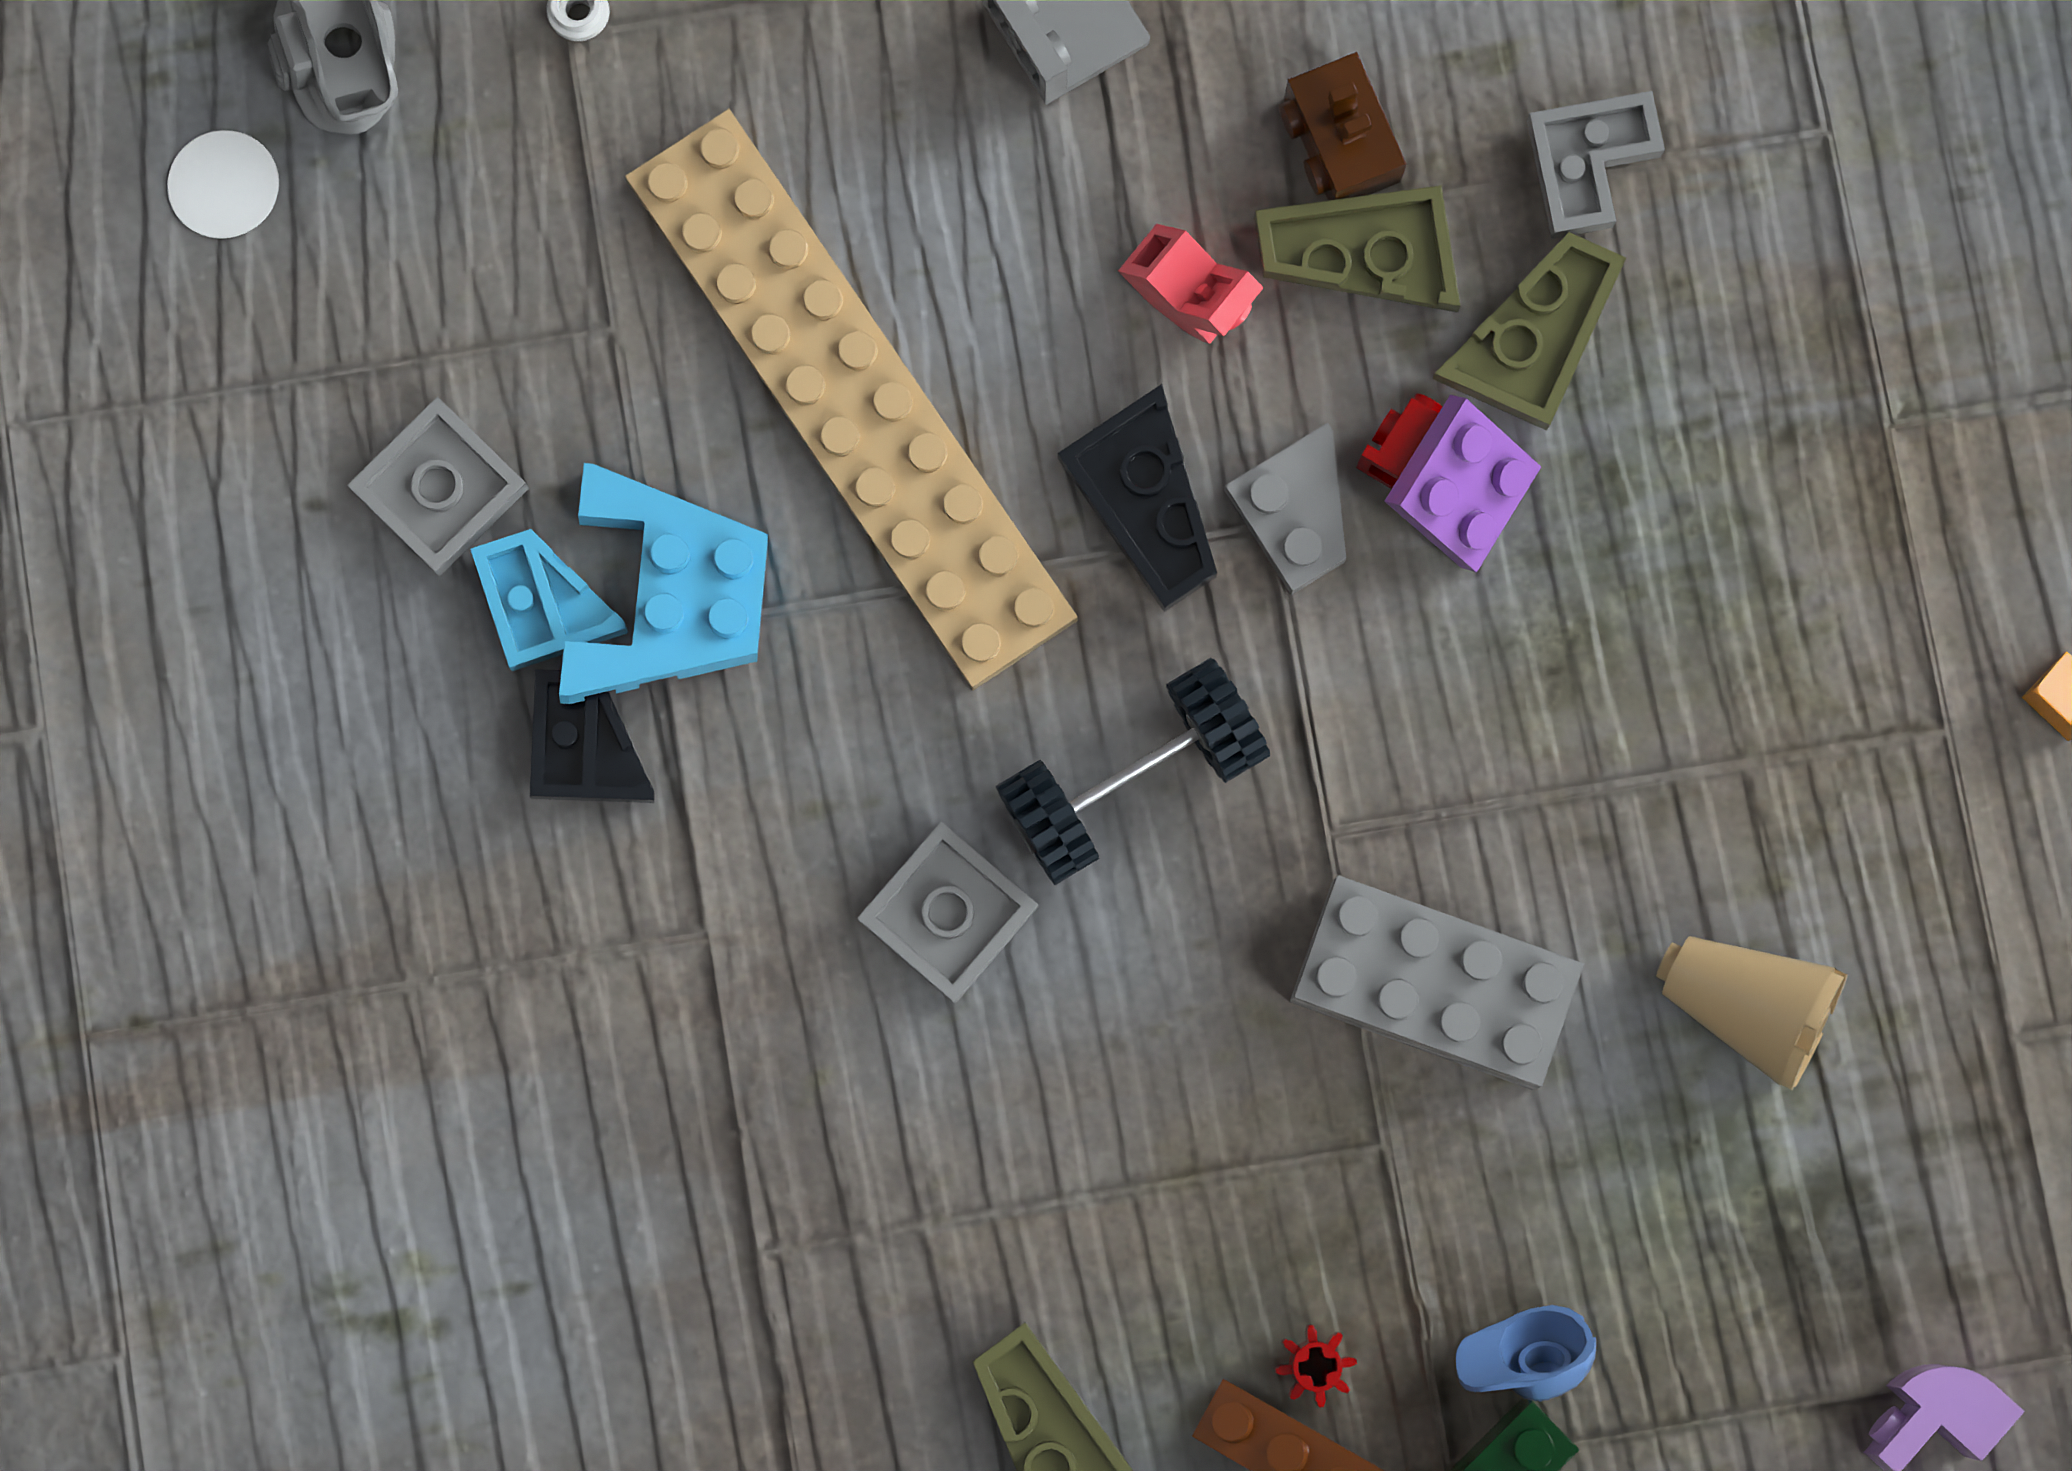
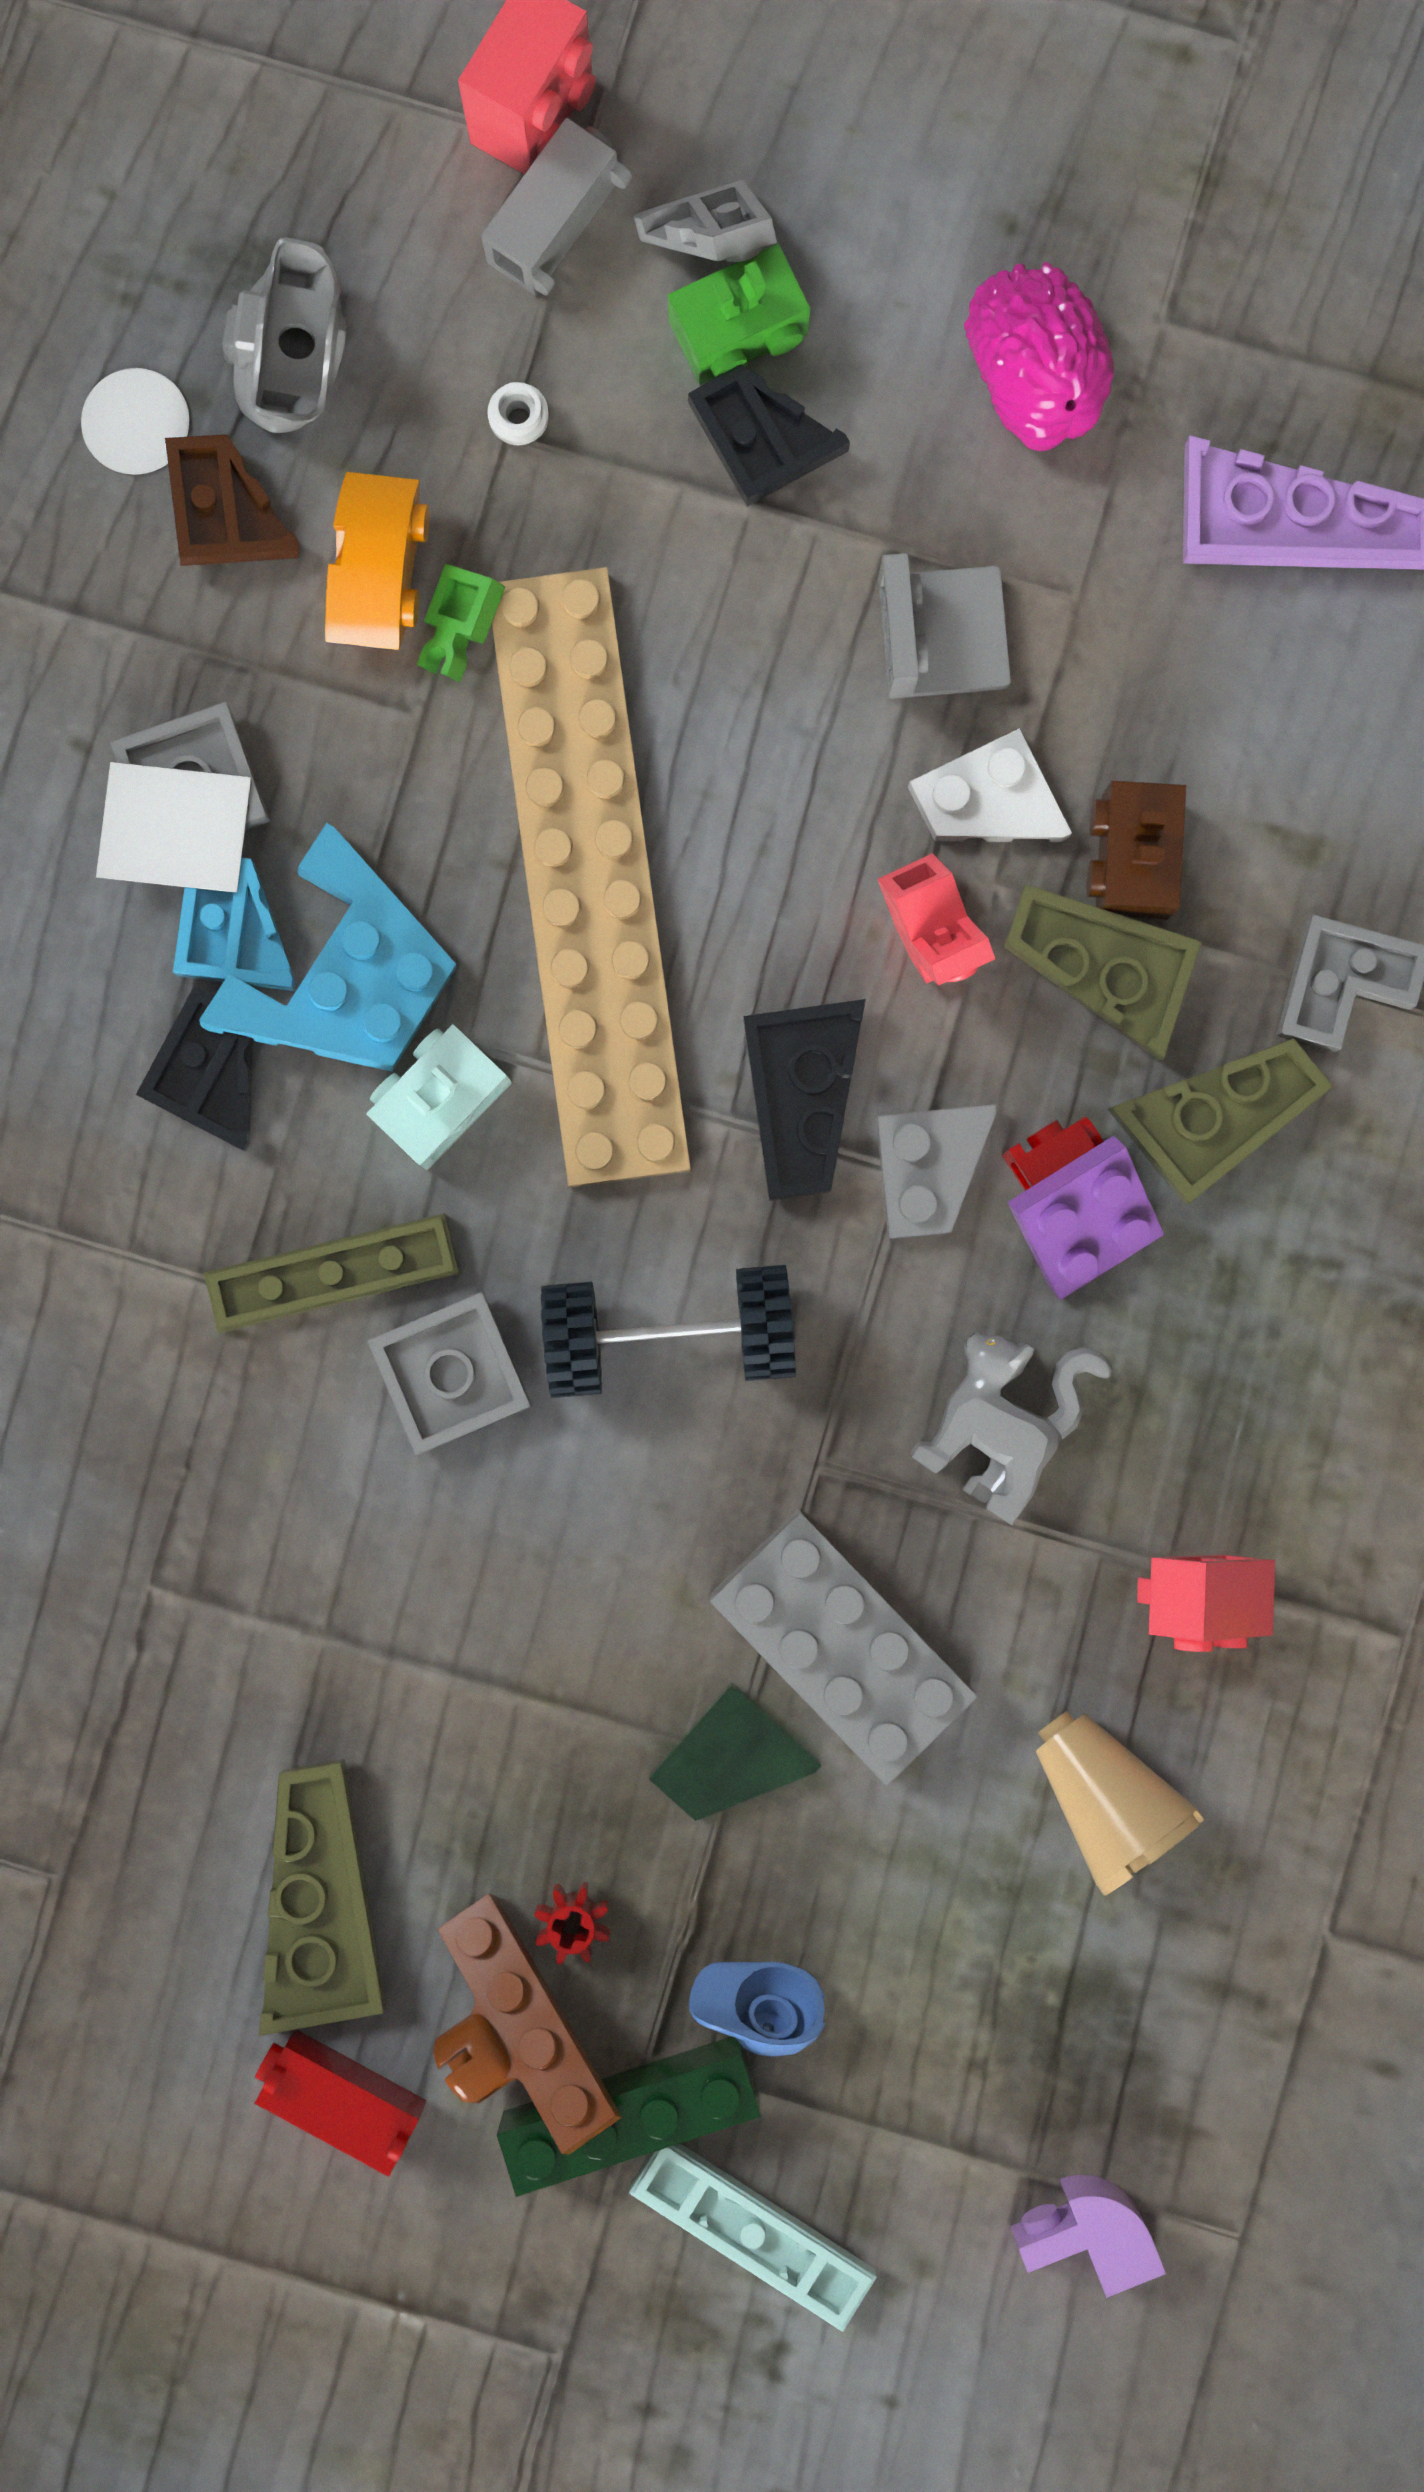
camera: 25 degrees right, 5 degrees up
(343, 222) = (220, 507): none -> reddish brown wing
(445, 534) = (173, 827): none -> white sticker
(512, 203) = (376, 545): none -> light orange brick
(613, 212) = (460, 612): none -> bright green plate
(791, 875) = (331, 1273): none -> olive tile
(810, 662) = (437, 1095): none -> light aqua brick
(1183, 147) = (990, 796): none -> white wing
(1385, 1141) = (731, 1757): none -> clear green wing
(1480, 714) = (1005, 1432): none -> light grey animal
(1749, 772) = (1209, 1600): none -> coral brick

